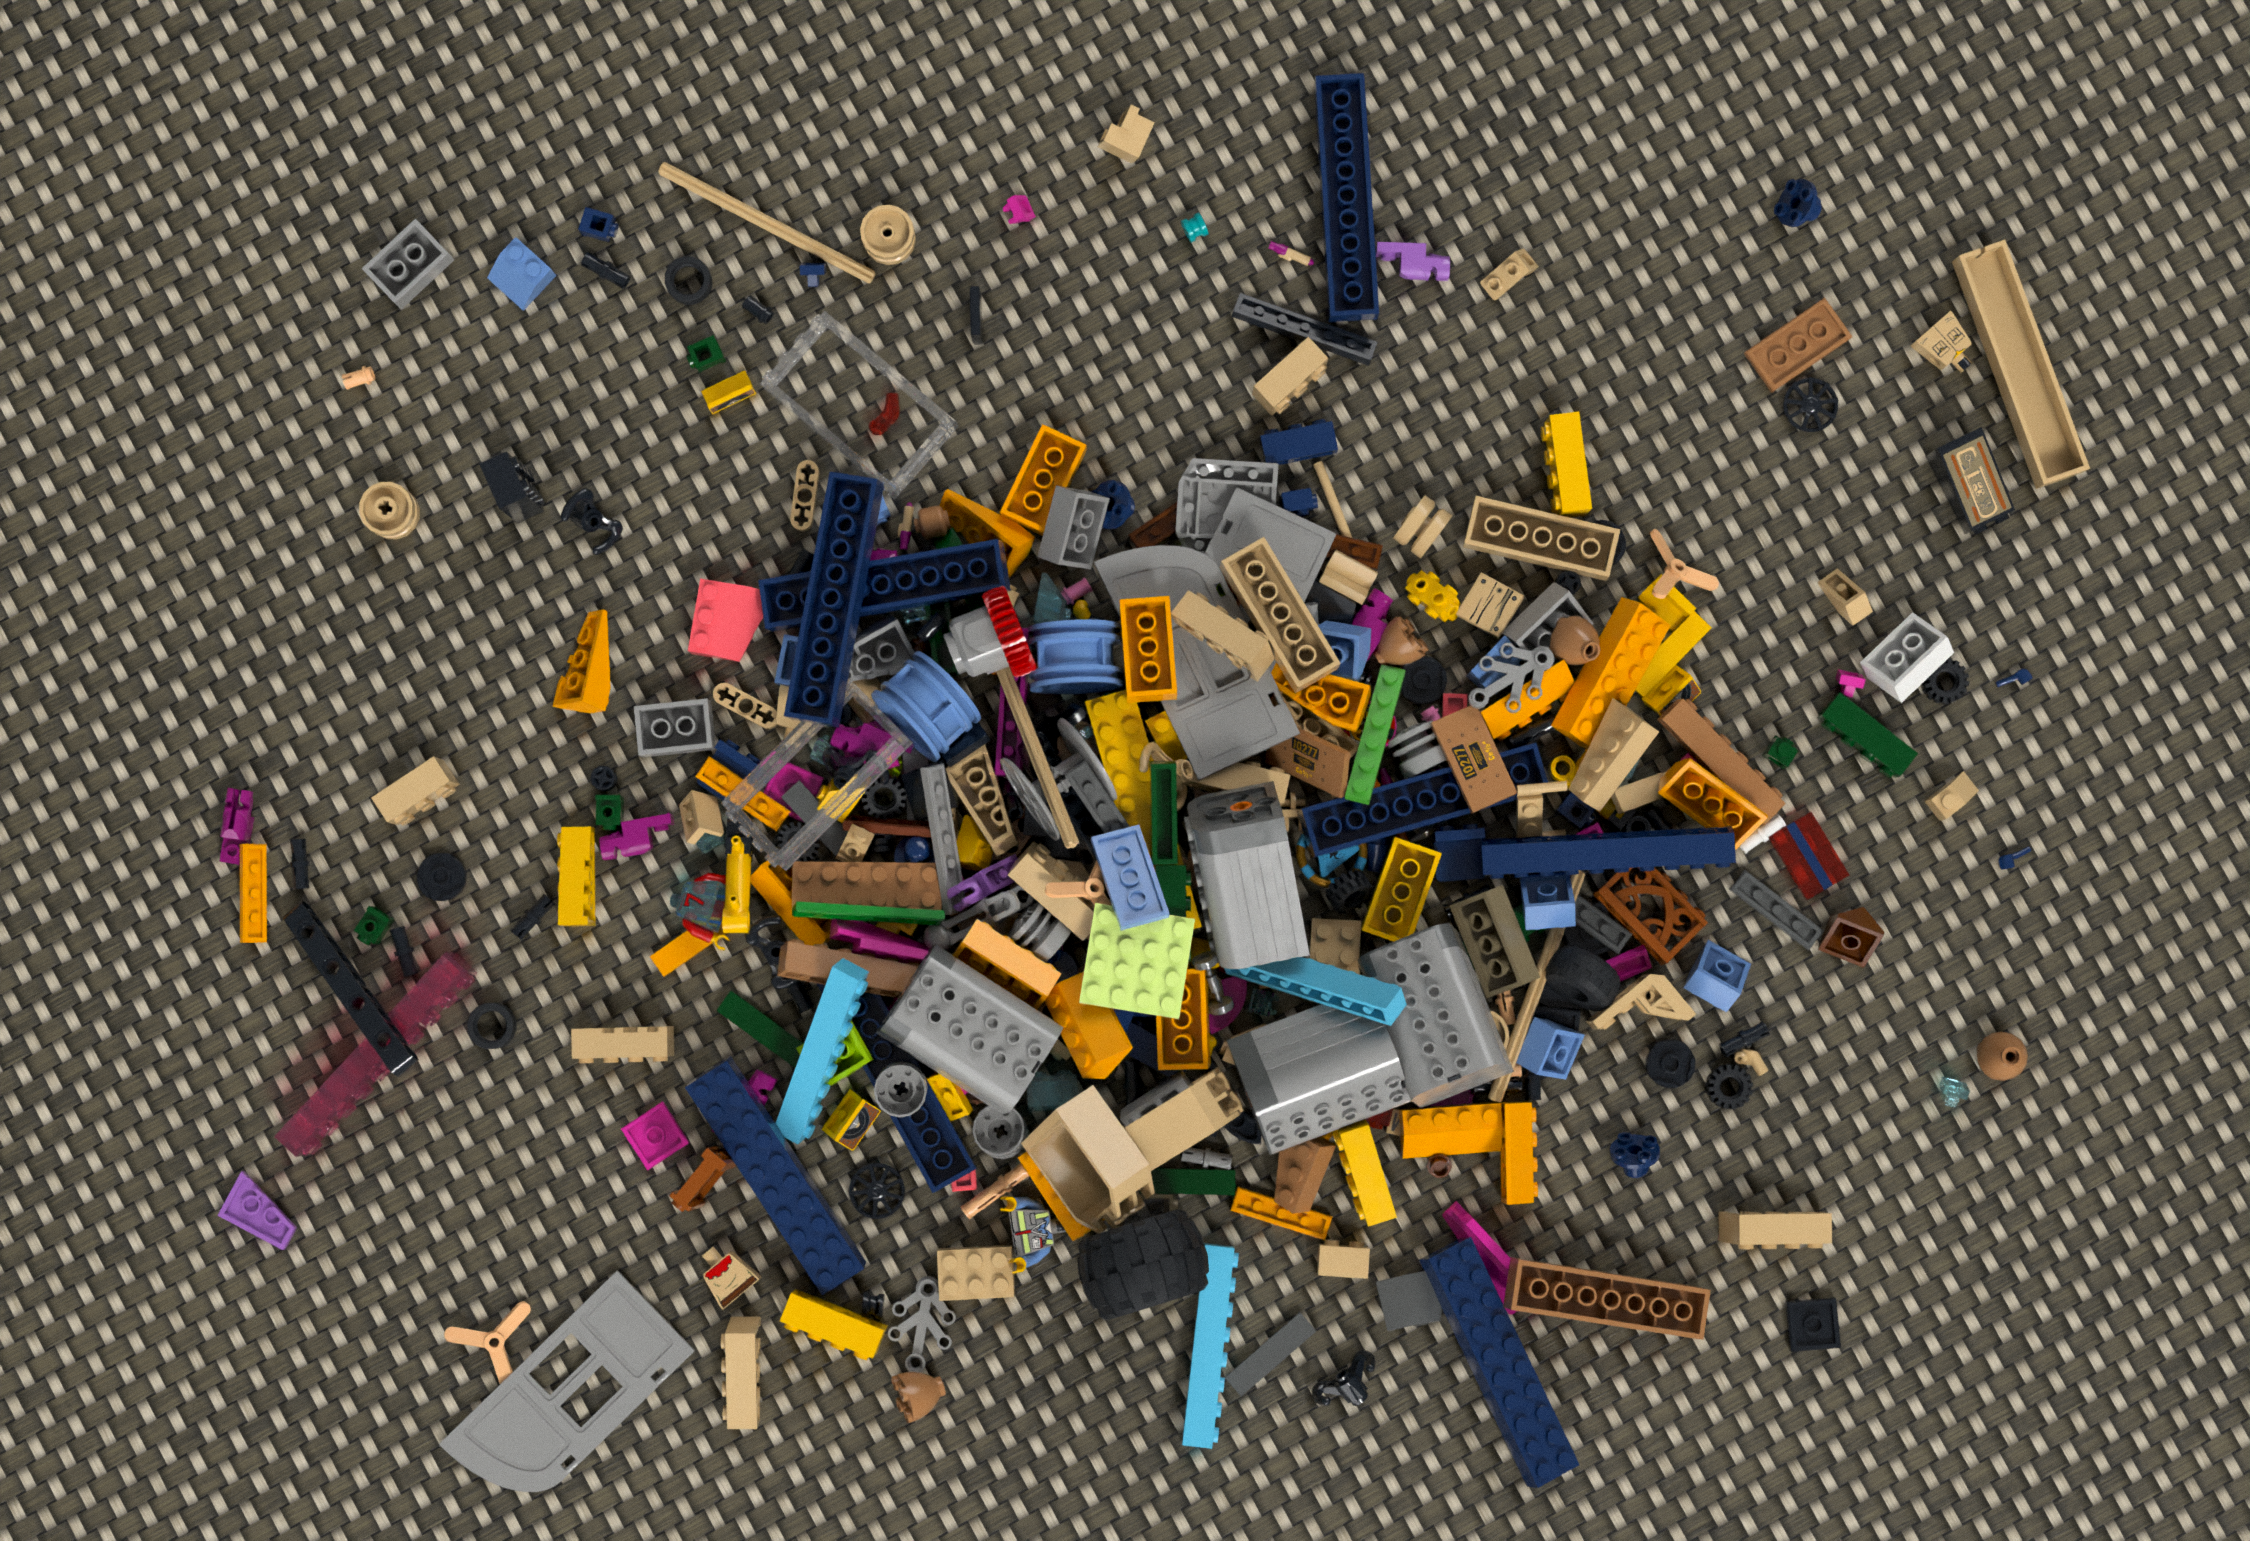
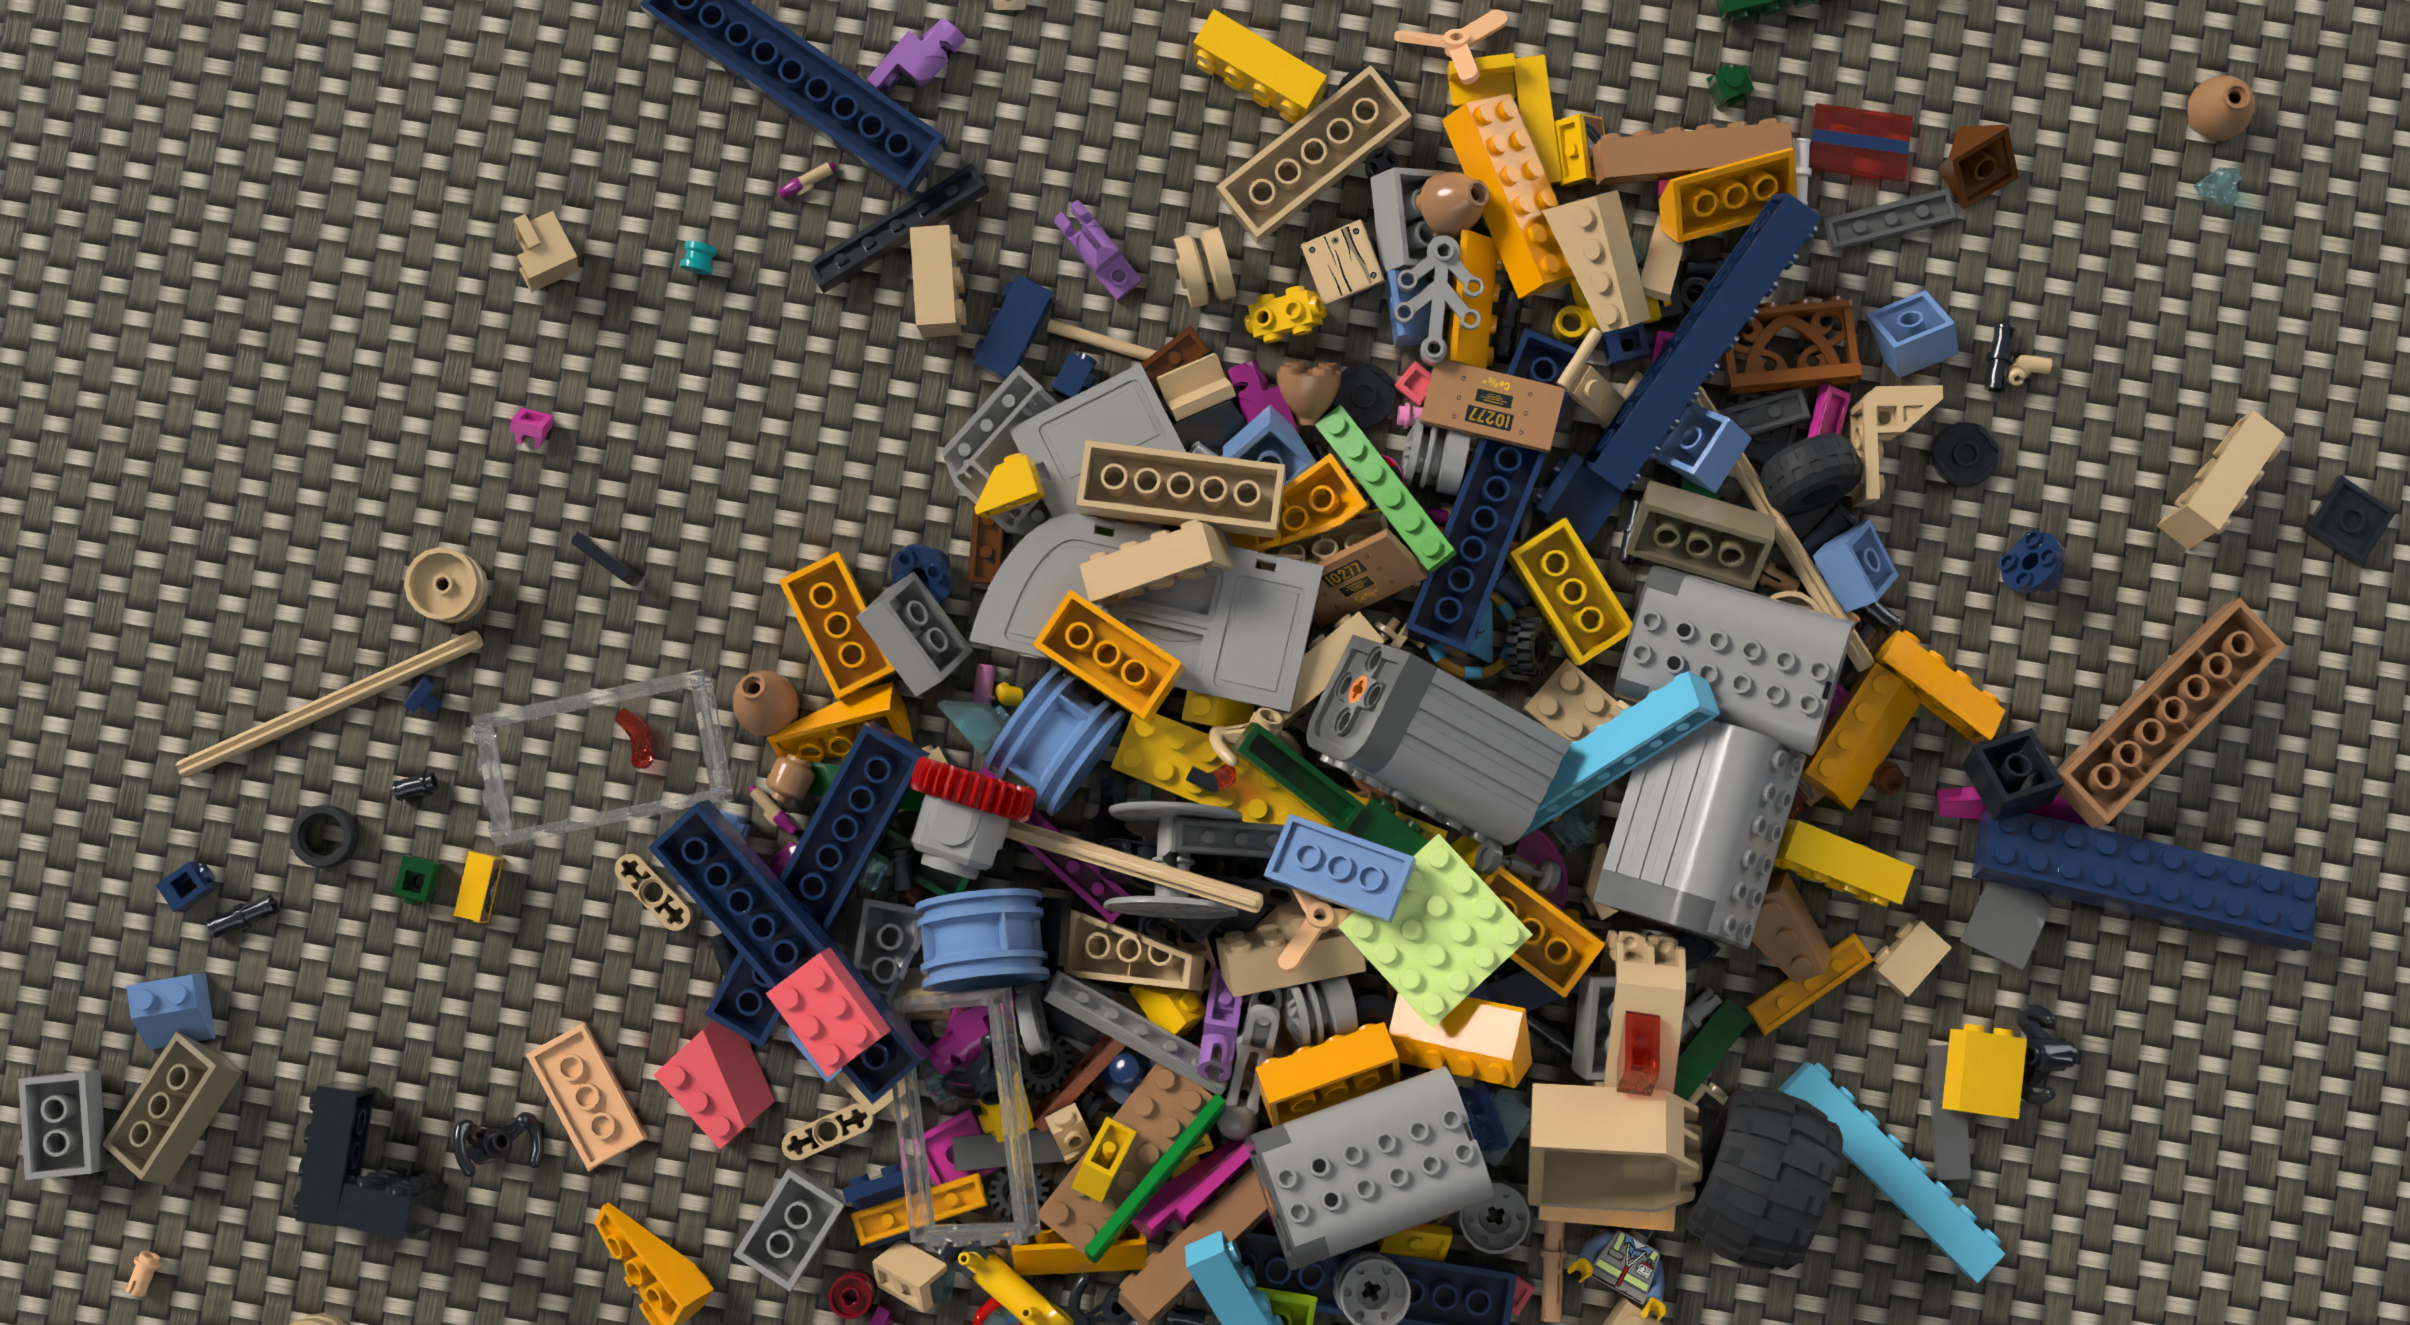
camera: 50 degrees left, 0 degrees up
(464, 319) = (171, 1109): none -> dark tan slope
(515, 430) = (334, 1148): none -> black brick
(657, 550) = (587, 1096): none -> light nougat tile
(664, 793) = (852, 1294): none -> dark red wheel
(817, 648) = (828, 1011): none -> coral brick
(855, 874) = (1103, 1159): none -> yellow slope
(901, 772) = (1032, 1022): none -> light grey beam
(965, 472) = (765, 703): none -> medium nougat piece
(1049, 1075) = (1483, 1118): none -> clear blue bracket
(1124, 767) = (1213, 781): none -> arm
(1157, 1131) = (1639, 1054): none -> clear red slope
(1203, 515) = (1010, 486): none -> yellow slope
(1309, 1355) = (1984, 1071): none -> yellow brick
(1383, 458) = (1098, 252): none -> medium lavender plate
(1497, 1233) = (2012, 774): none -> black slope
(1740, 1076) = (2019, 420): black tyre -> none

